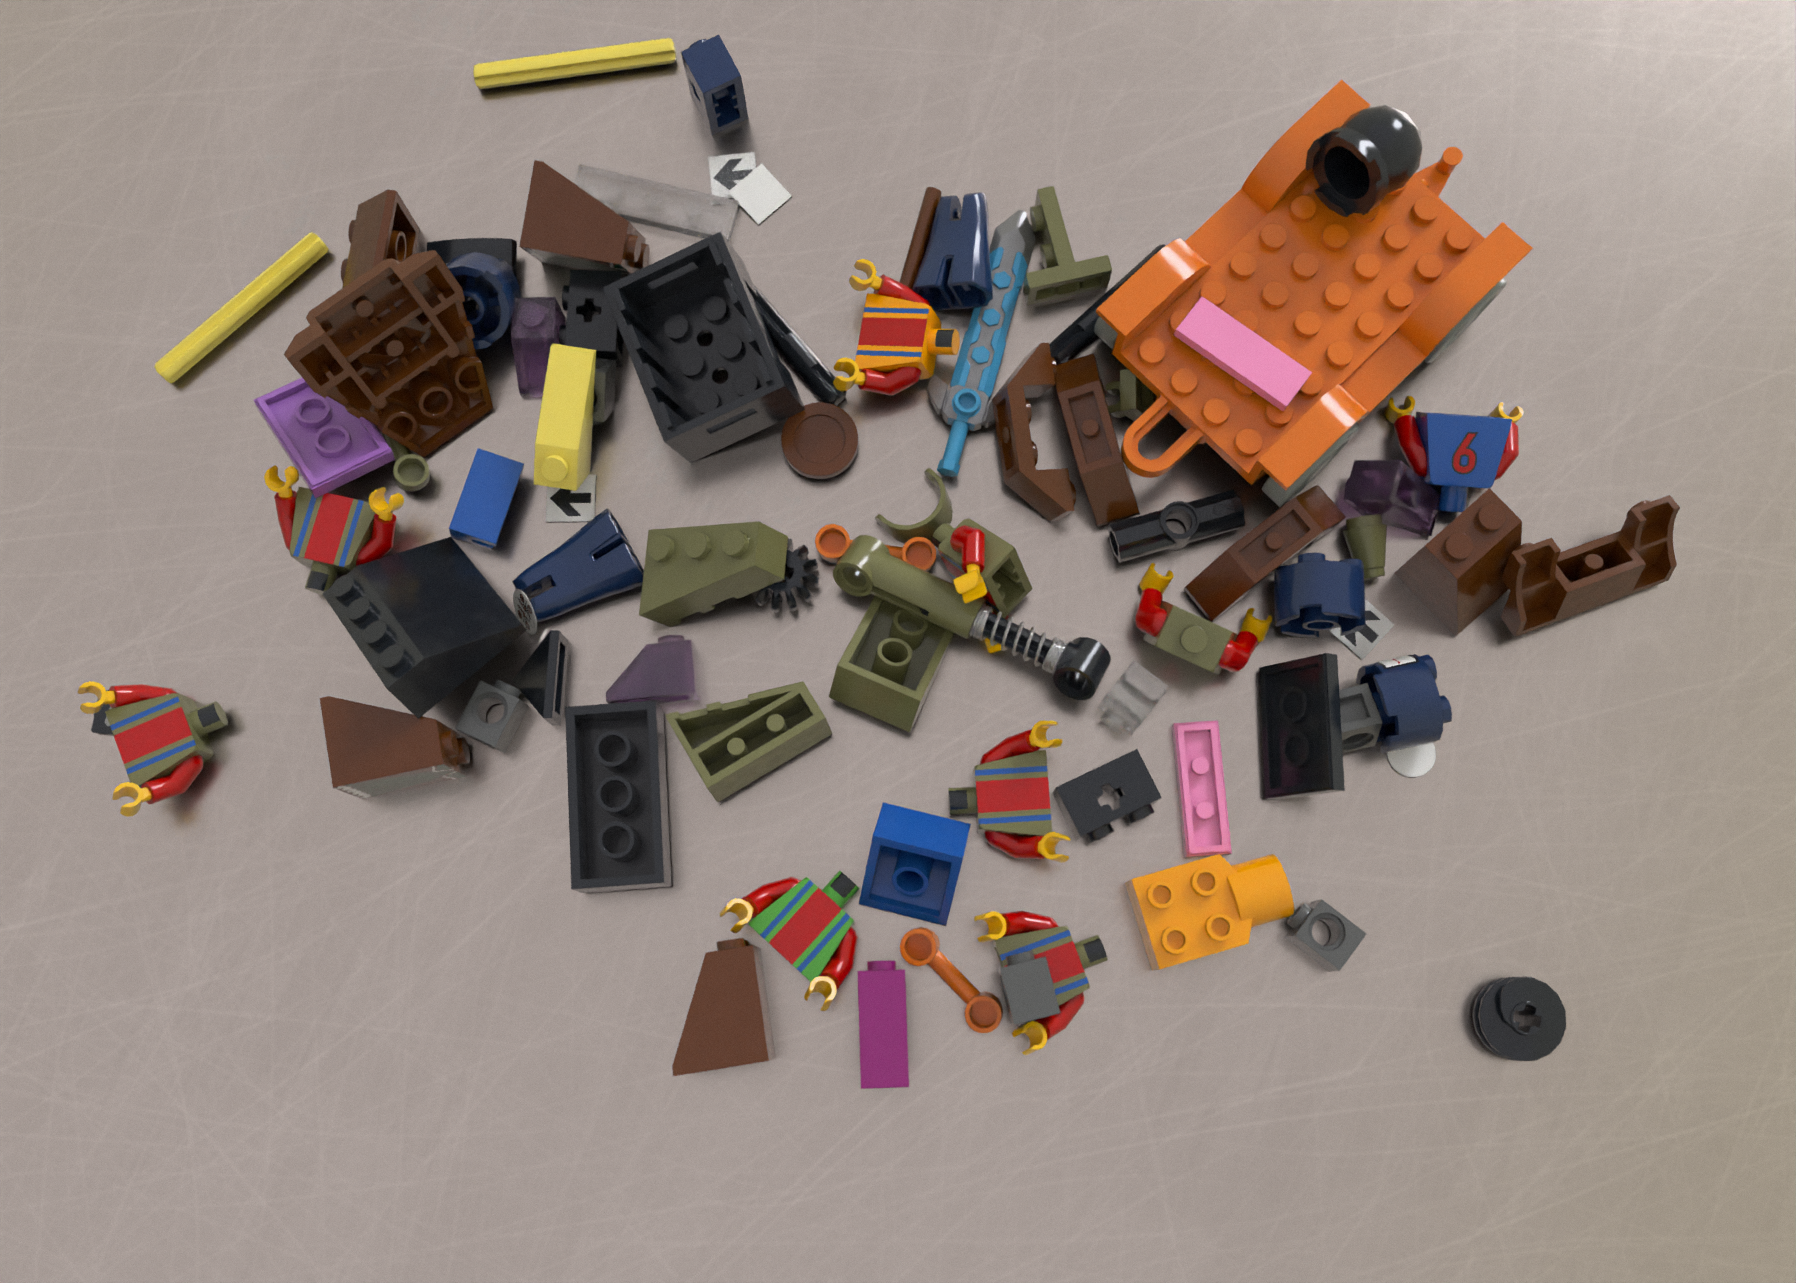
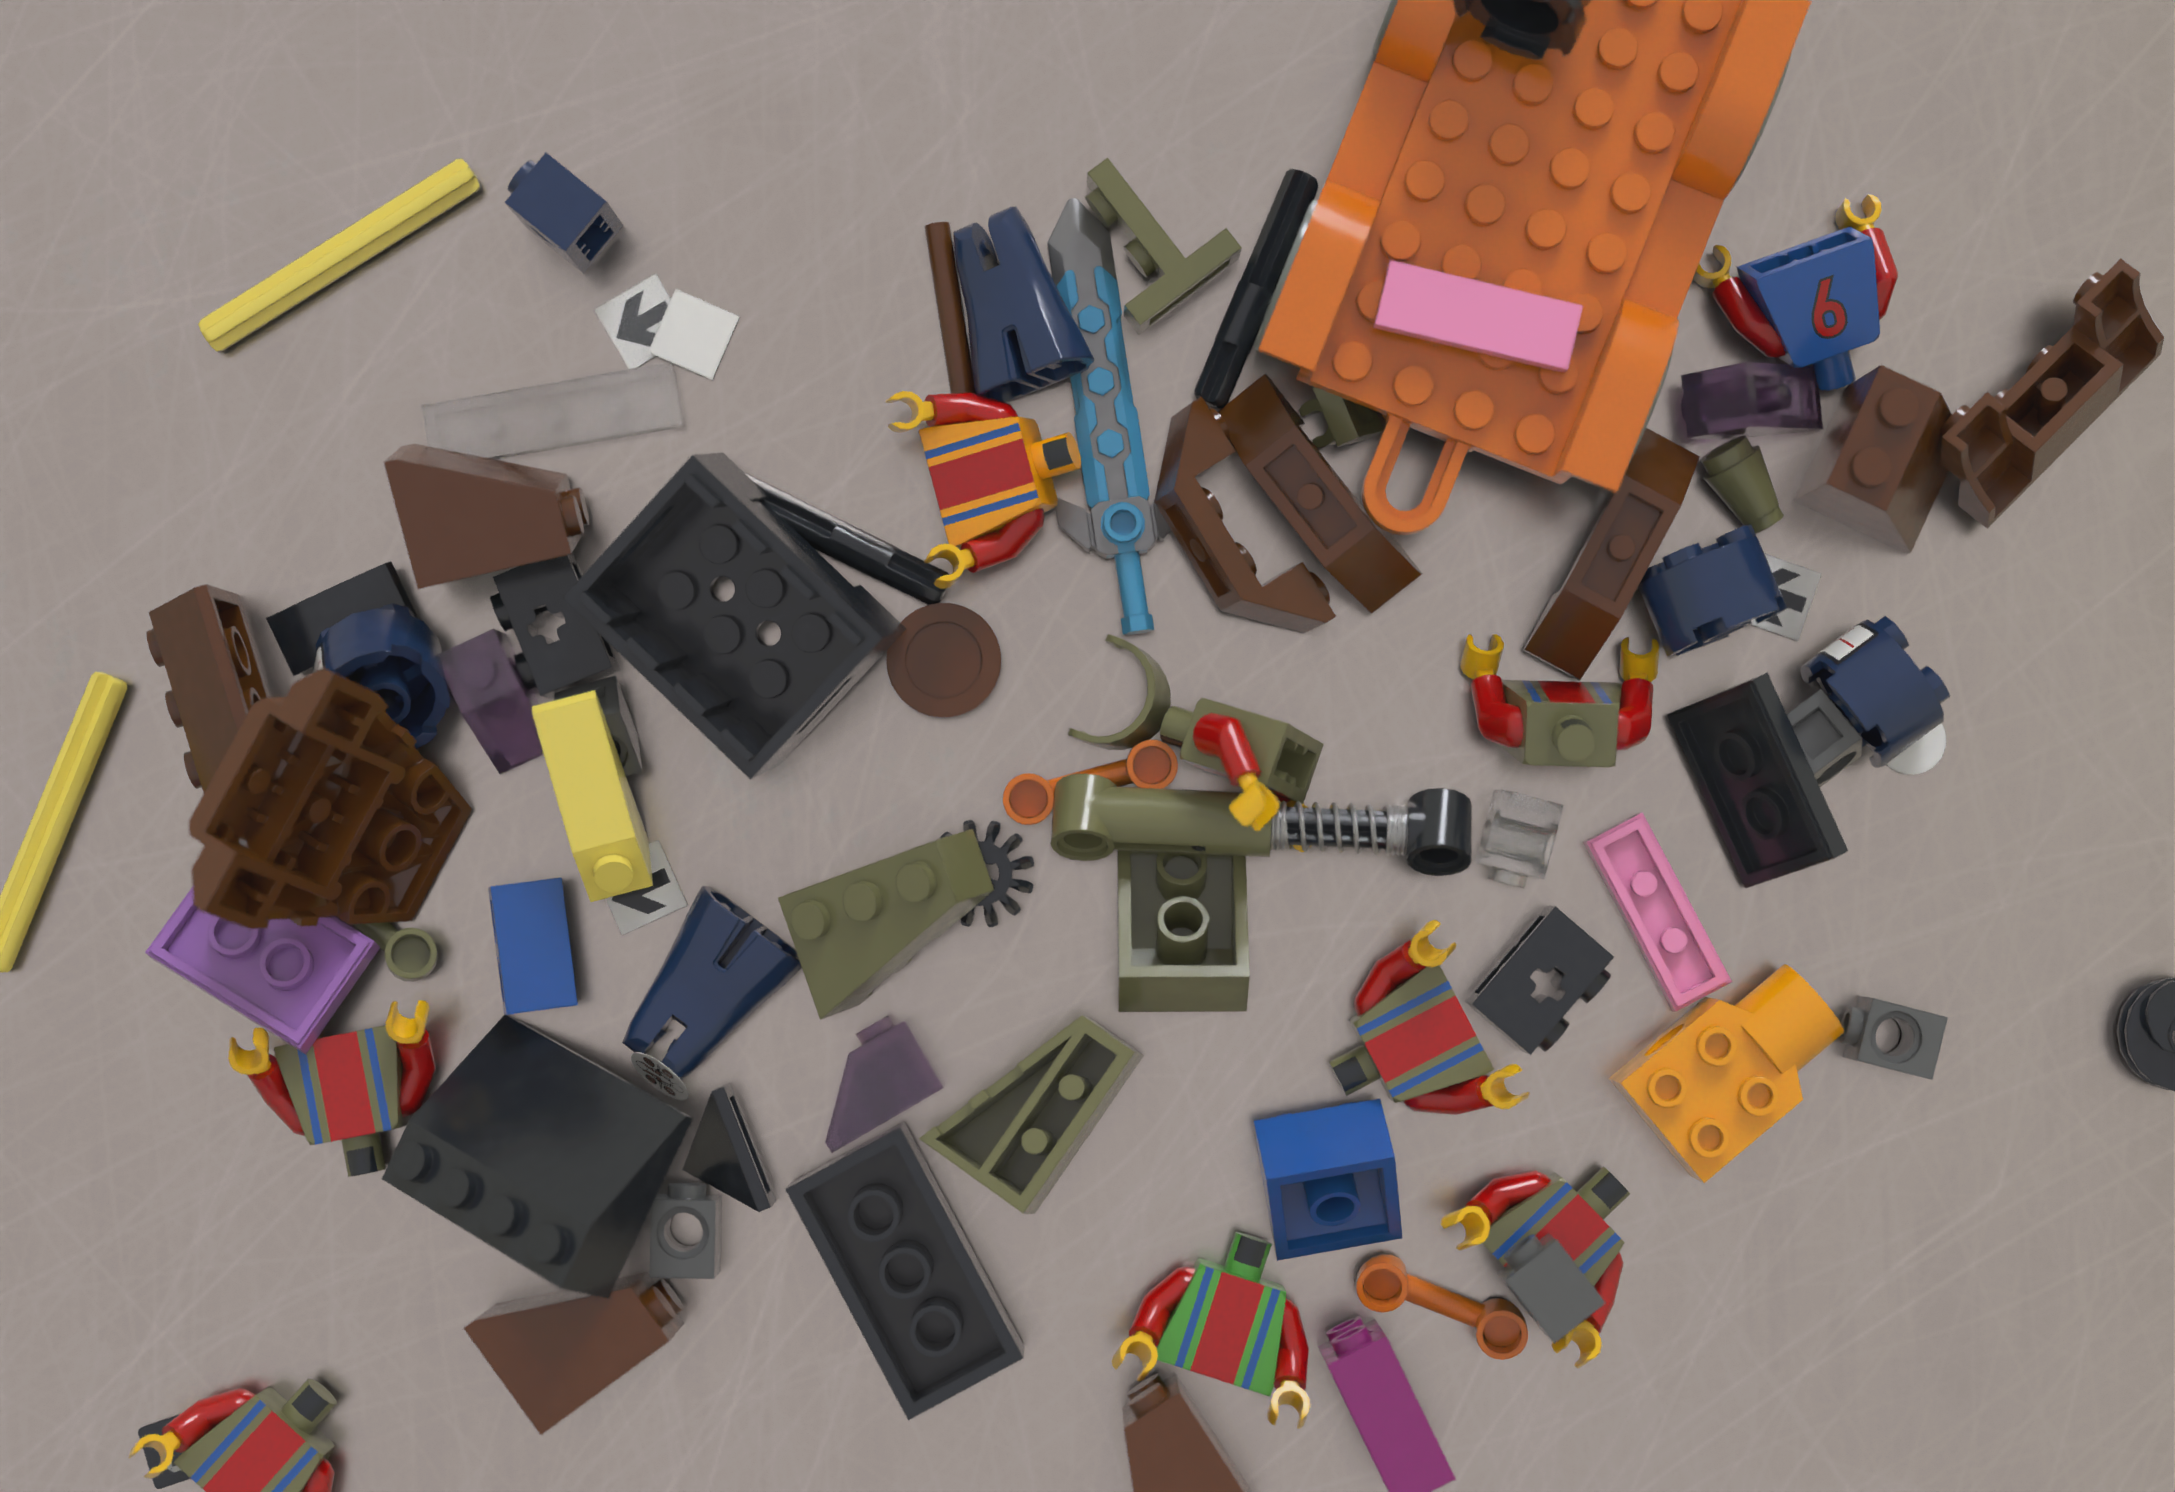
camera: 30 degrees left, 10 degrees up
(1201, 518) = (1508, 544): black piece -> none

